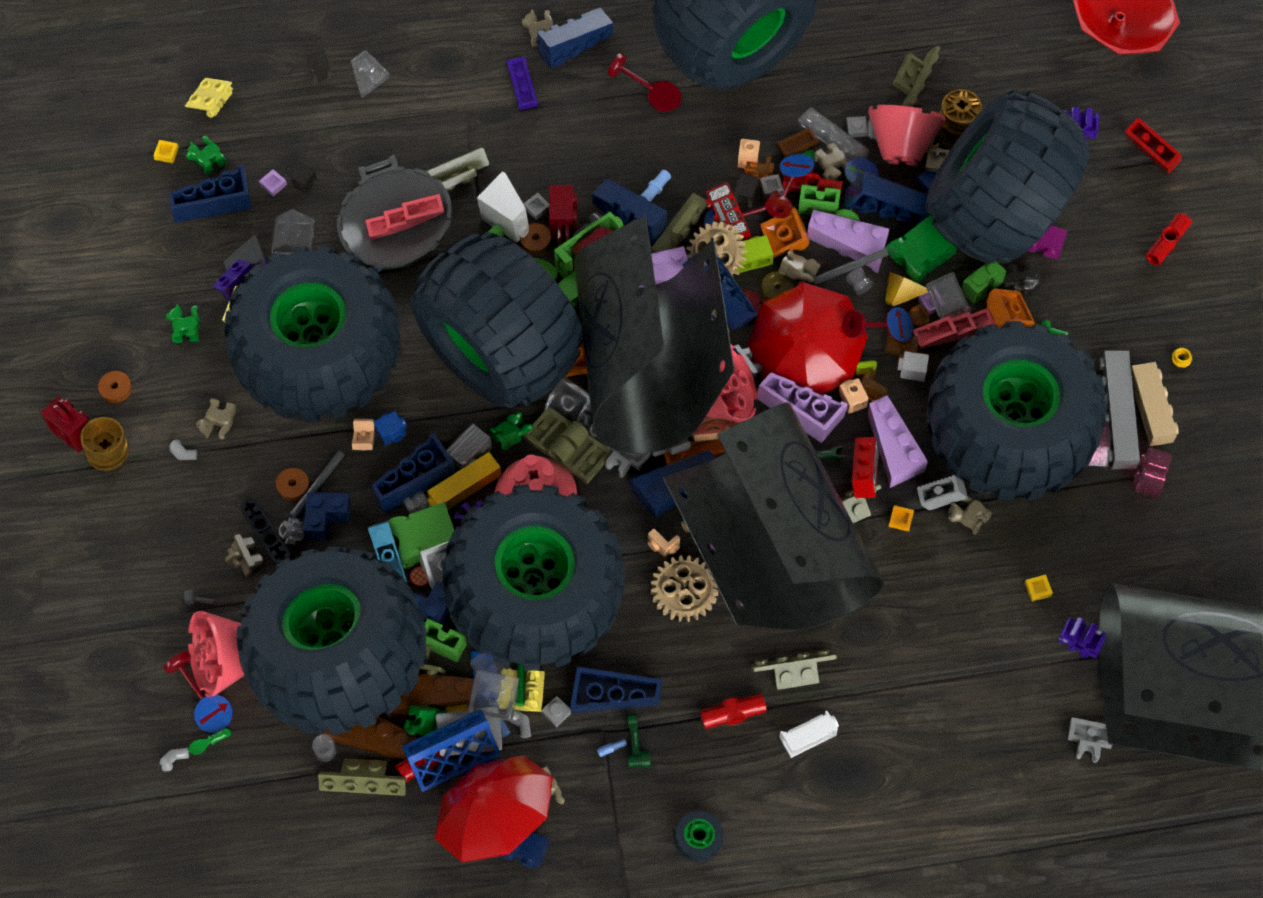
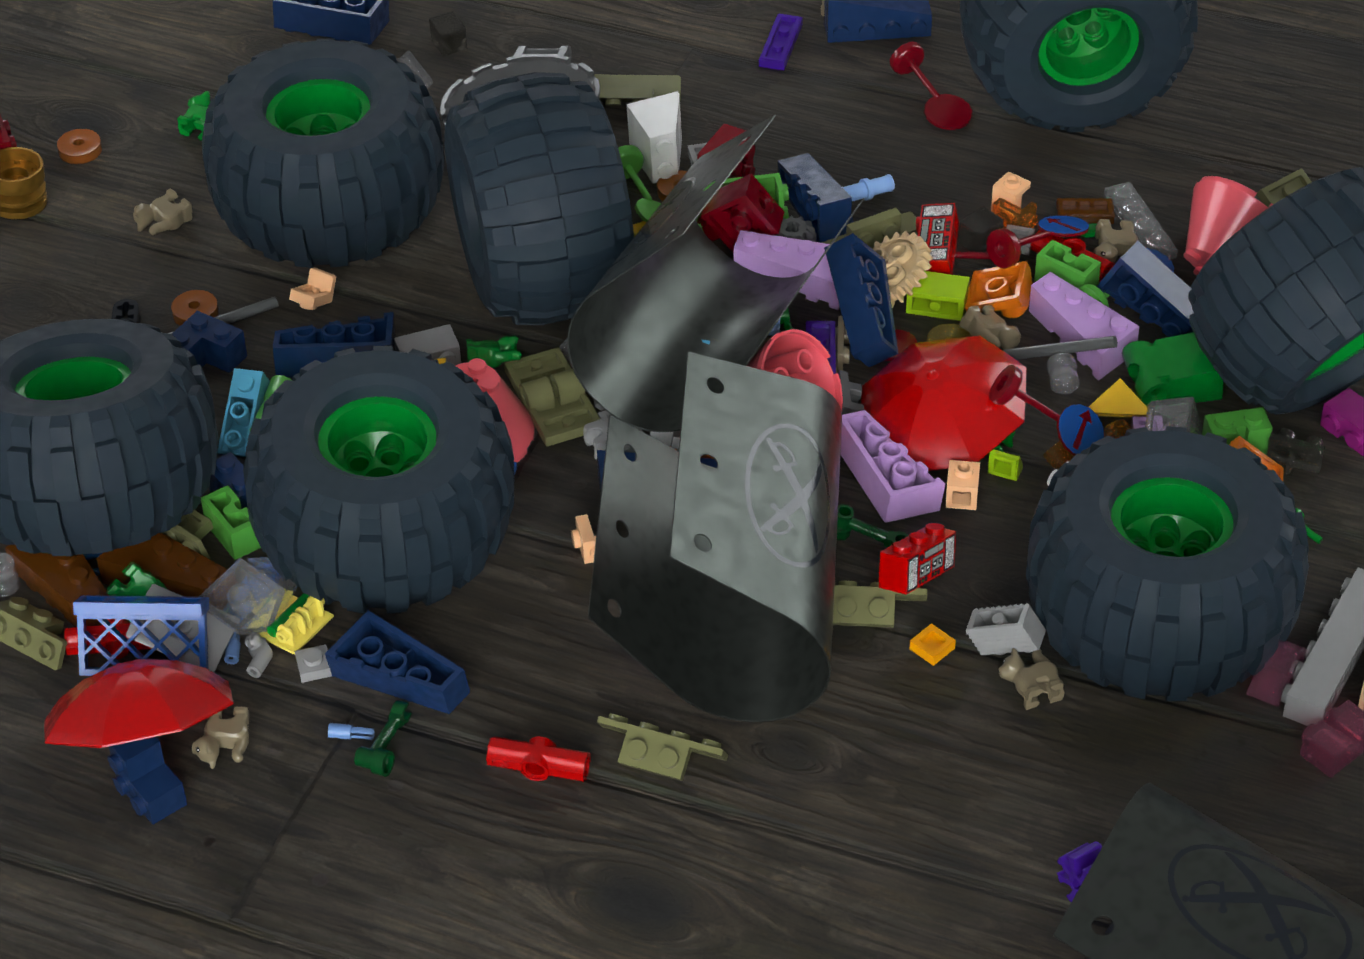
camera: 30 degrees right, 20 degrees down
(180, 452) = (96, 232): light grey arm -> none
(273, 182) = (412, 29): lavender plate -> none
(390, 428) = (351, 296): blue brick -> none
(672, 601) = (559, 607): tan gear -> none
(696, 849) = (381, 877): black wheel -> none
(809, 734) = (620, 829): white window -> none
(857, 126) = (1176, 223): light grey plate -> none
(873, 390) = (998, 489): clear orange bracket -> none
(896, 445) = (981, 562): lavender wedge -> none
(1038, 588) = (1072, 802): yellow plate -> none

